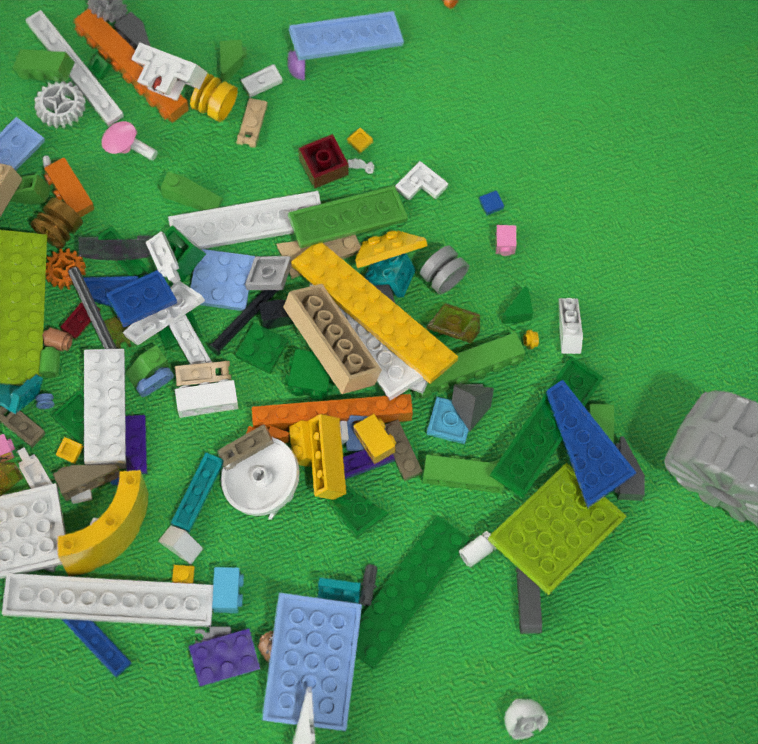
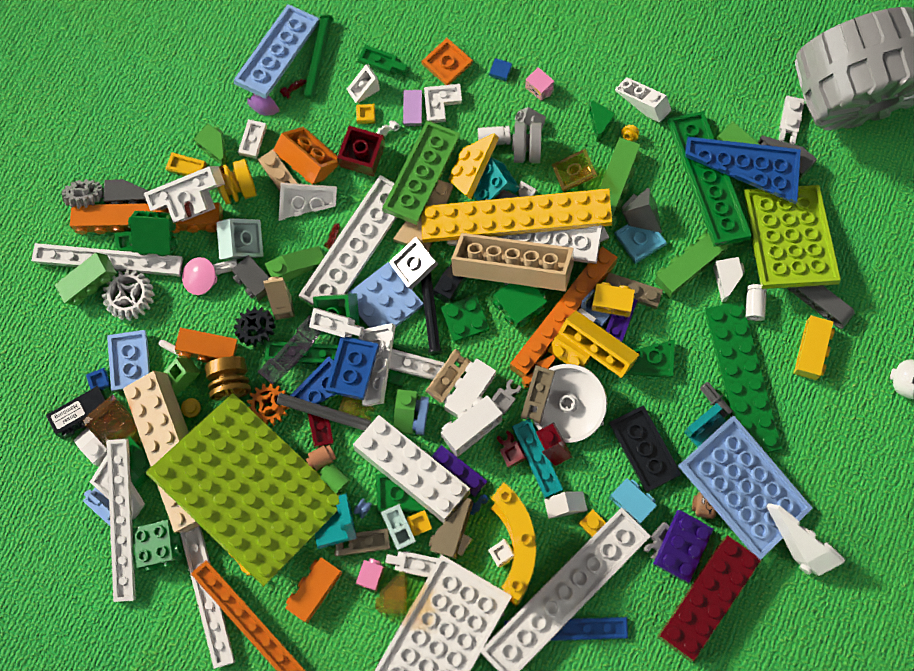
camera: 40 degrees left, 5 degrees up
(14, 220) = (191, 408): none -> yellow plate
(52, 437) = (398, 526): none -> light aqua brick
(115, 208) = (250, 334): none -> black gear
(118, 76) = (152, 233): none -> green brick
(150, 204) = (279, 298): none -> tan slope
(152, 175) = (252, 277): none -> dark grey brick
(173, 139) = (239, 238): none -> light aqua slope
(175, 421) = (471, 425): none -> white slope
(186, 469) = (512, 451): none -> dark red plate
(196, 54) = (184, 165): none -> yellow tile
(198, 710) = (709, 598): none -> dark red brick
(217, 497) = (554, 445): none -> dark red slope
(221, 428) = (504, 398): none -> light grey plate
(240, 200) = (333, 235): none -> clear red piece
(246, 154) = (304, 198): none -> white wing
(277, 563) = (644, 449): none -> black plate
(284, 126) = (306, 154): none -> orange slope
(334, 73) = (294, 86): none -> dark red piece
(373, 67) = (318, 55): none -> green axle
(380, 118) = (364, 84): none -> white slope
(397, 168) = (412, 108): none -> lavender tile
(408, 305) = (526, 190): none -> white tile
(413, 114) = (382, 61): none -> green hinge
(434, 243) = (502, 132): none -> white piece
(458, 159) = (447, 62): none -> orange plate
(471, 256) = (528, 116): none -> light grey bracket
(480, 510) = (728, 274): none -> white slope
(482, 624) = (814, 348): none -> yellow brick
(657, 451) = (791, 118): none -> white hinge

